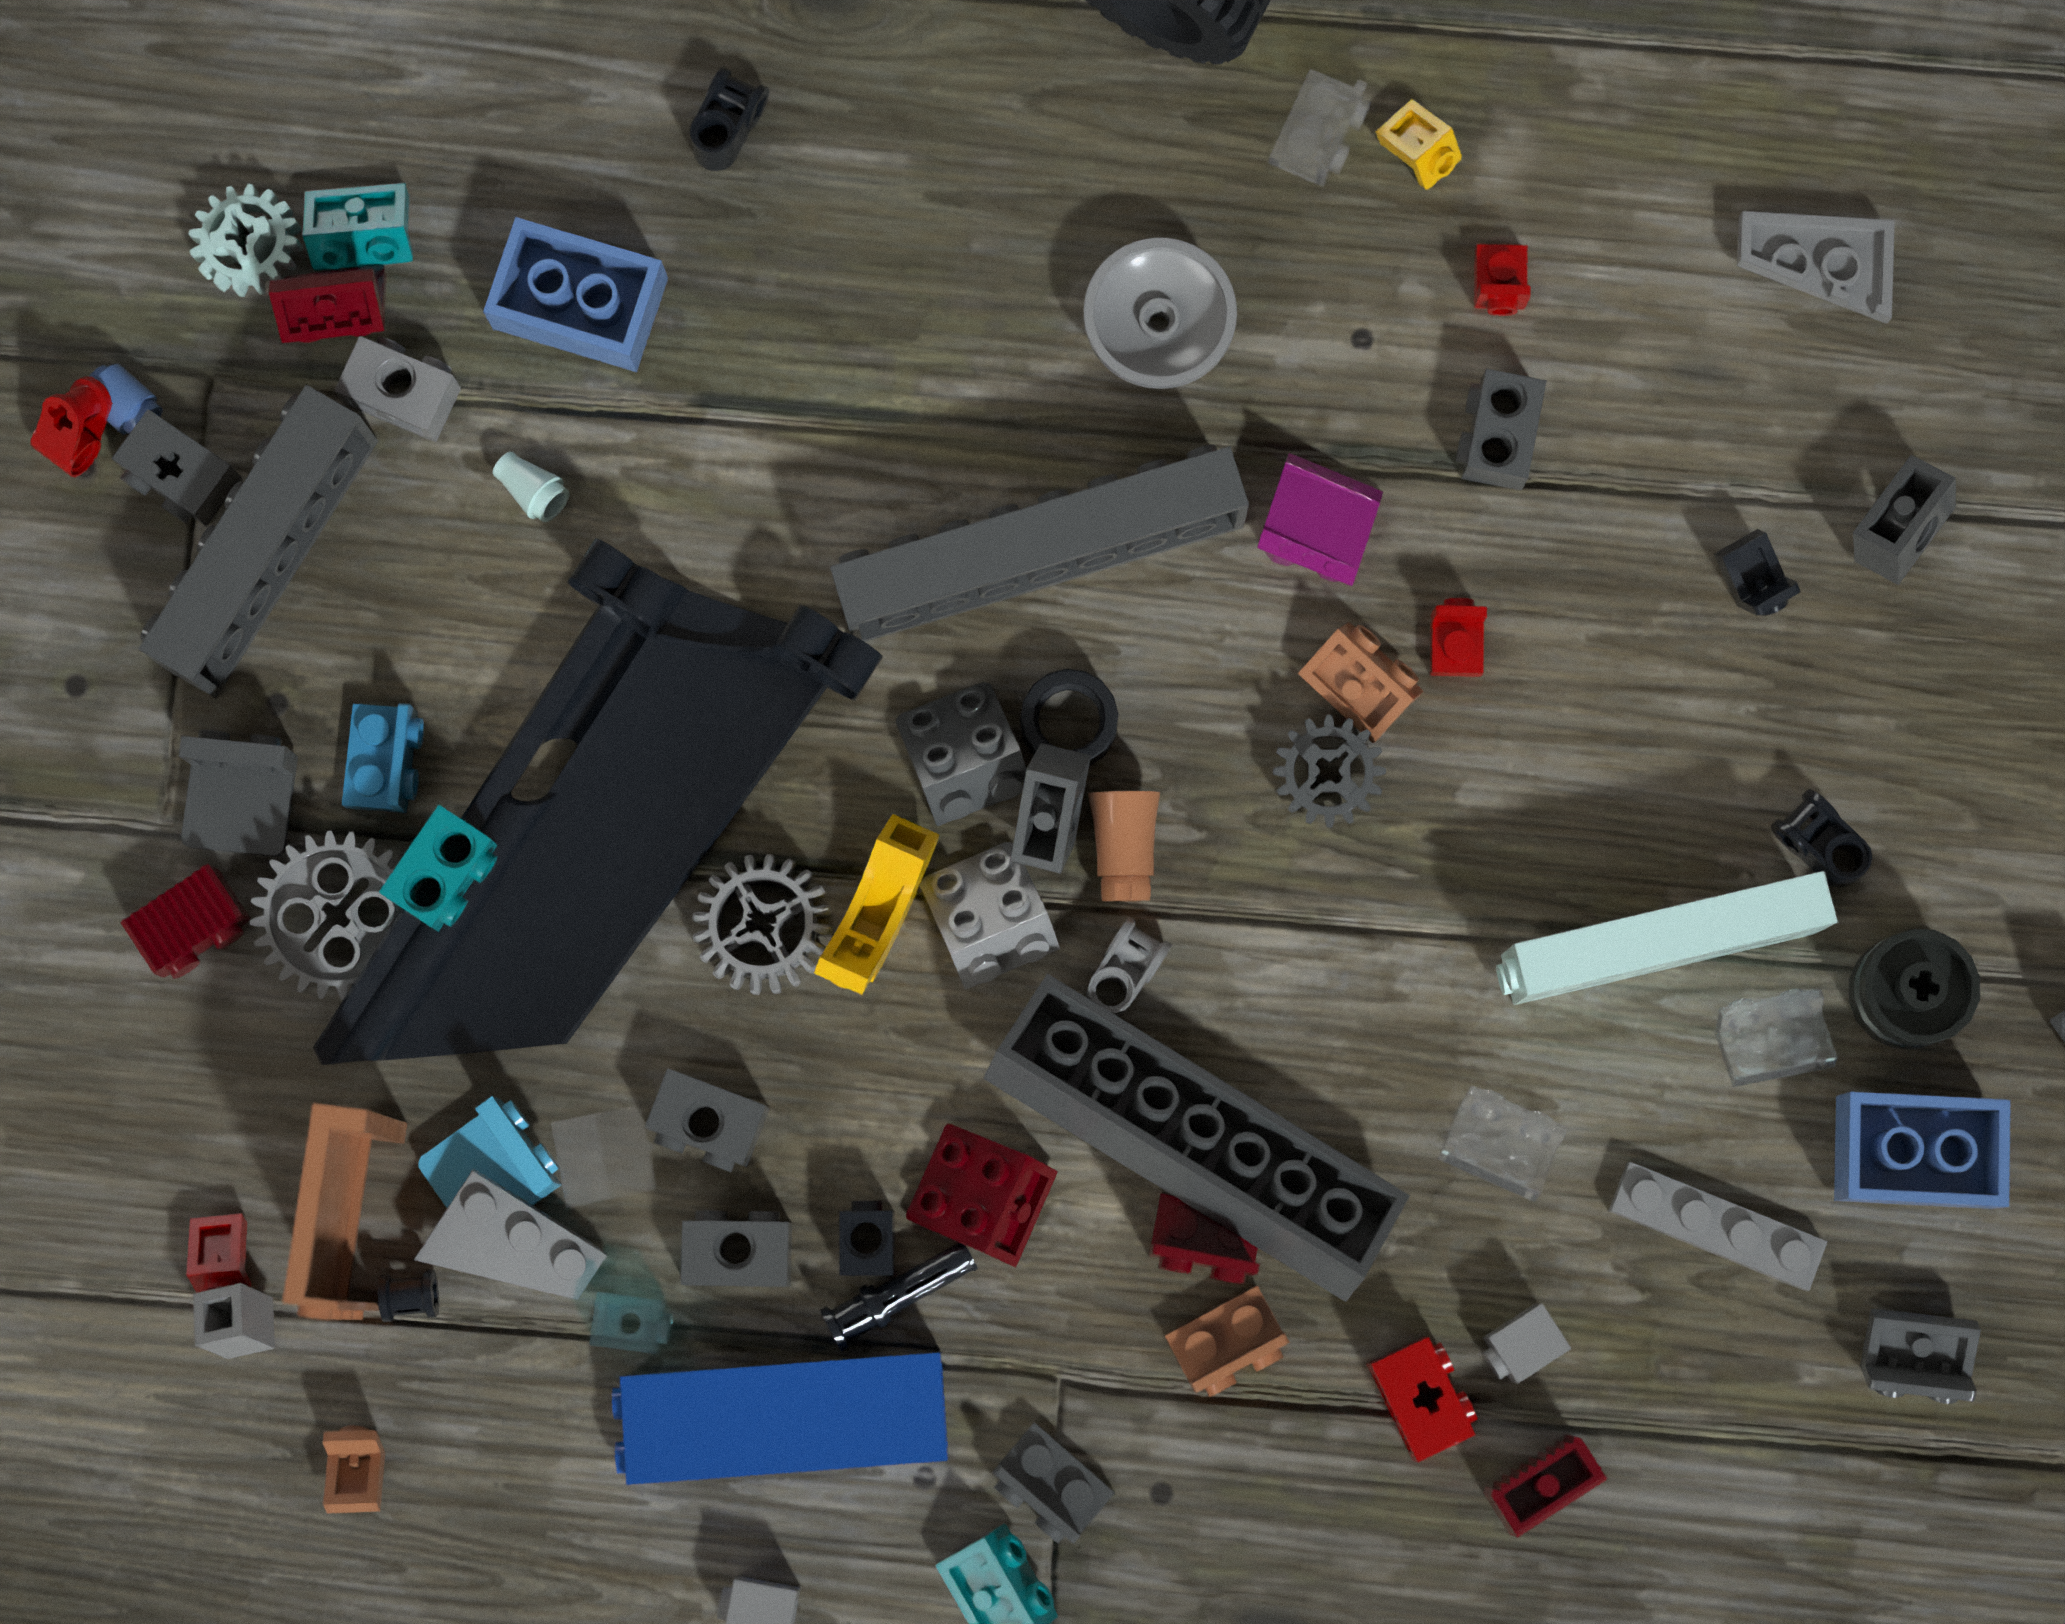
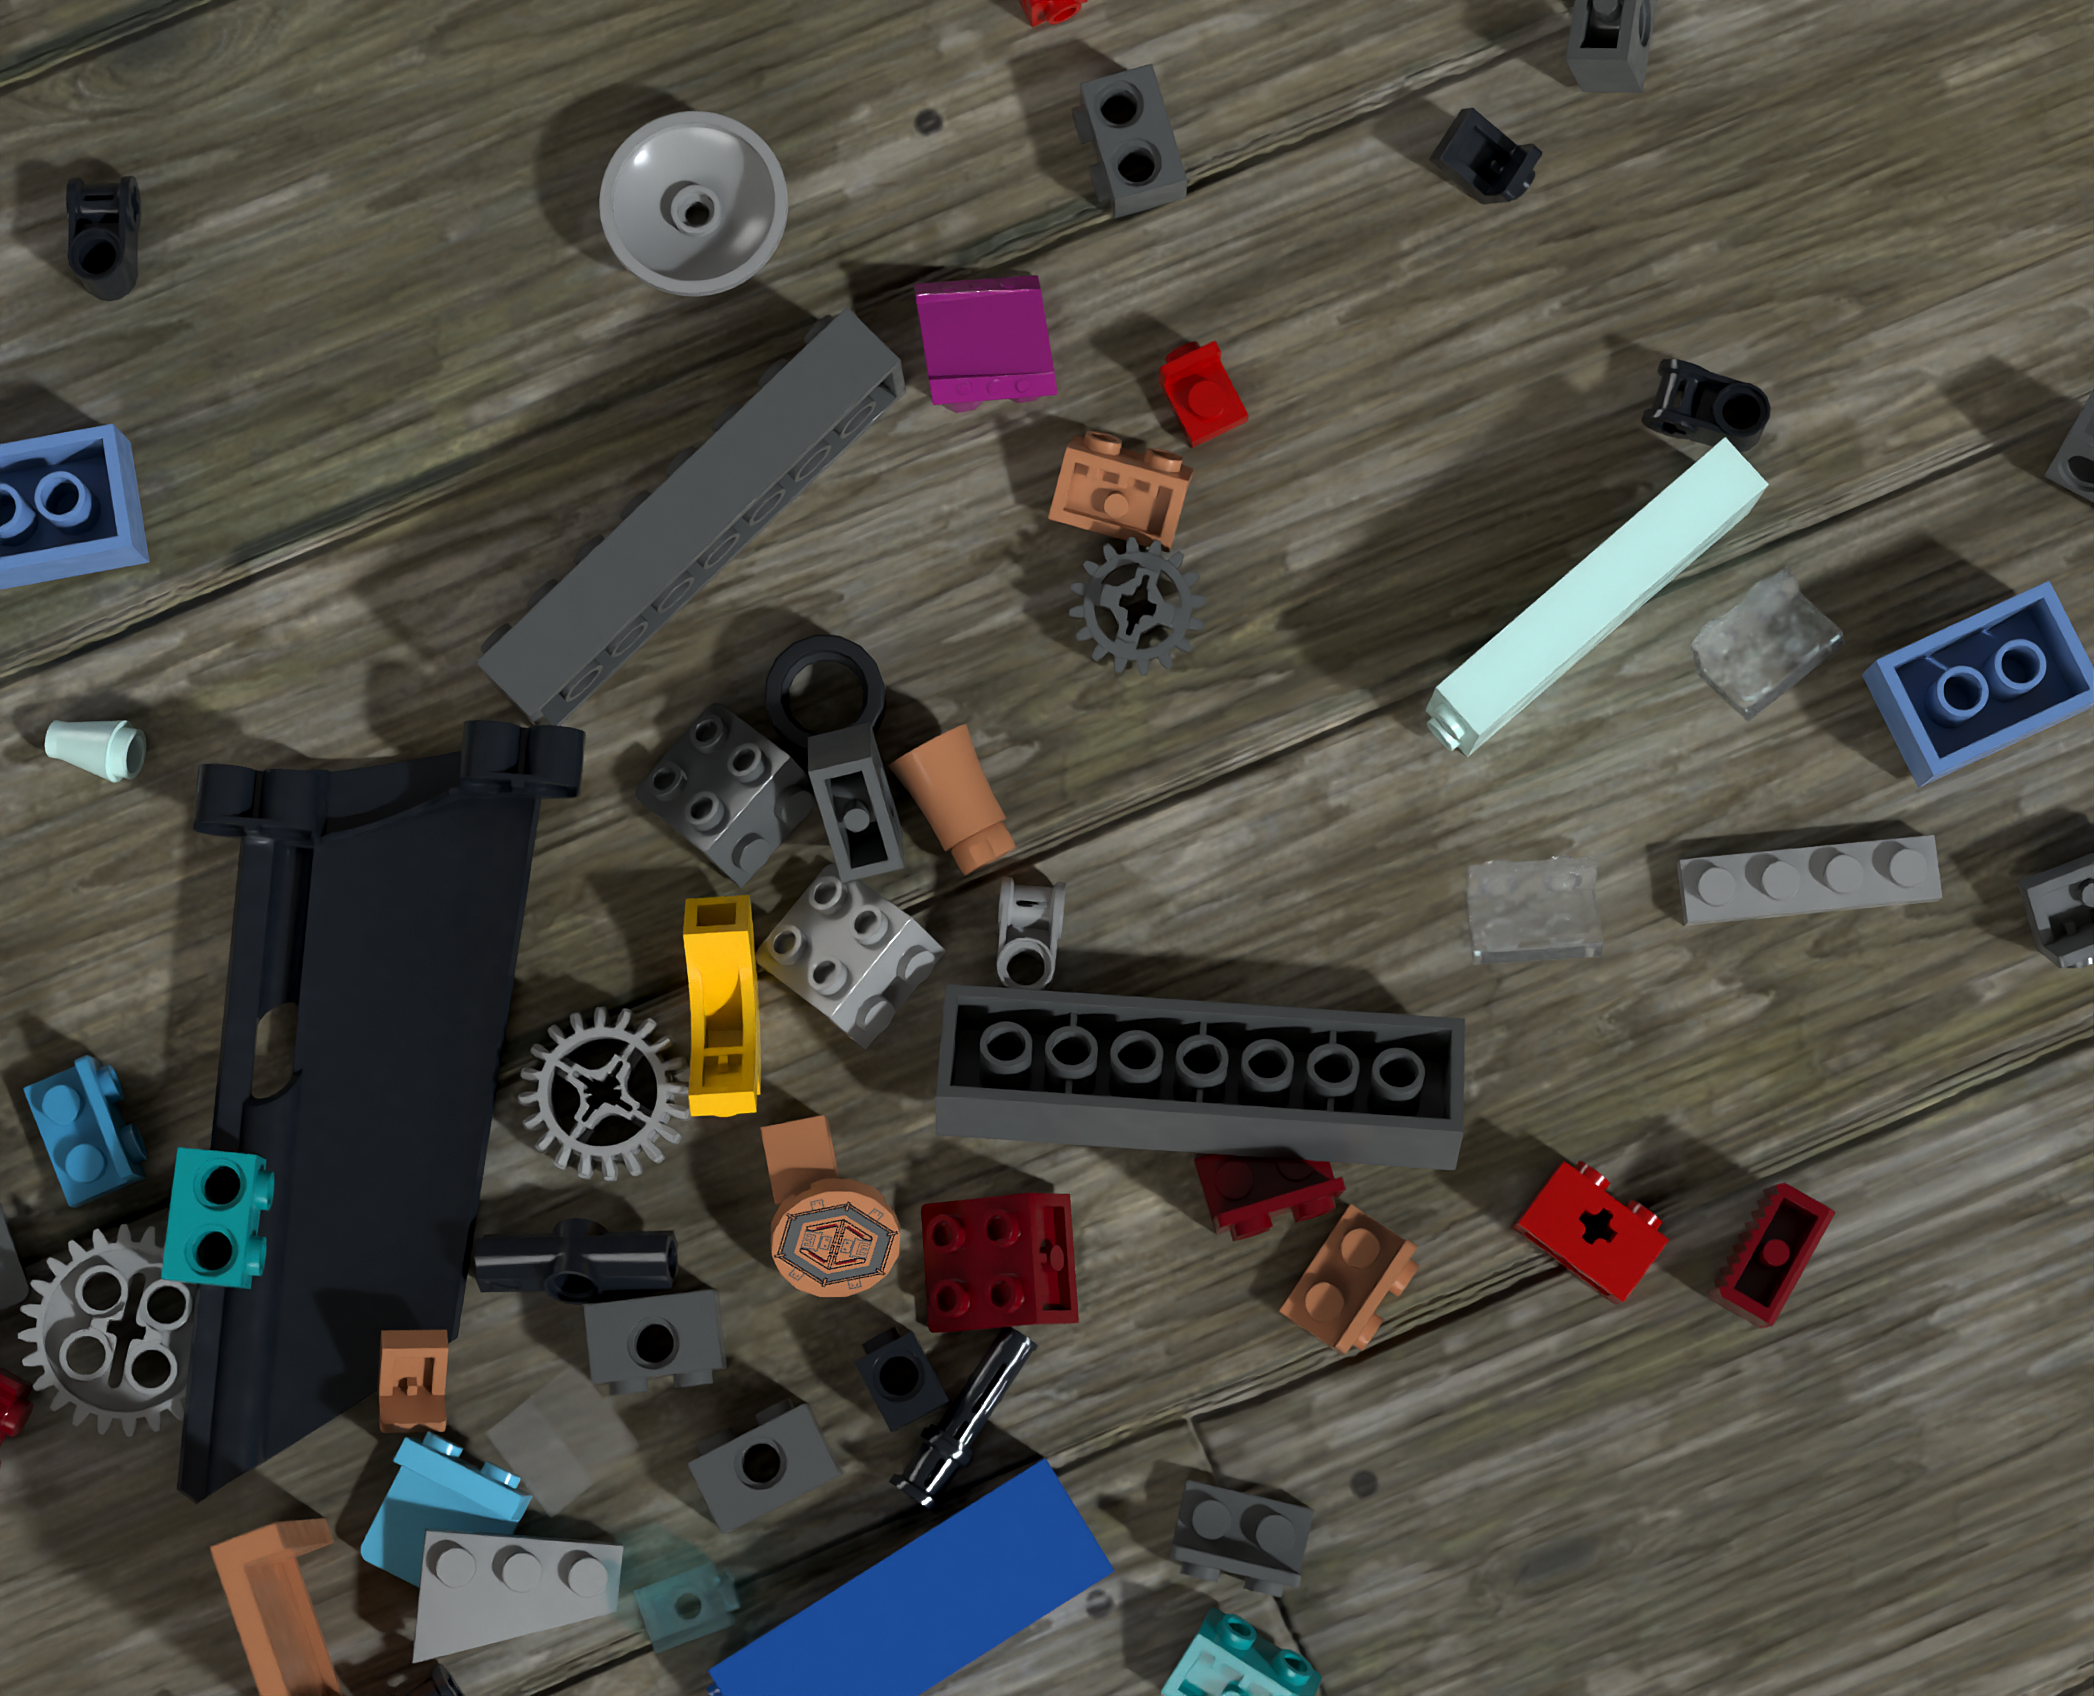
camera: 25 degrees left, 0 degrees up
(518, 1058) = (412, 1381): none -> nougat bracket
(679, 1034) = (577, 1261): none -> black piece
(872, 1114) = (835, 1238): none -> nougat tile
(876, 1049) = (798, 1155): none -> nougat brick
(1524, 1344) = (1670, 1115): light grey brick -> none
(1889, 1007) = (1890, 549): pearl dark grey wheel -> none

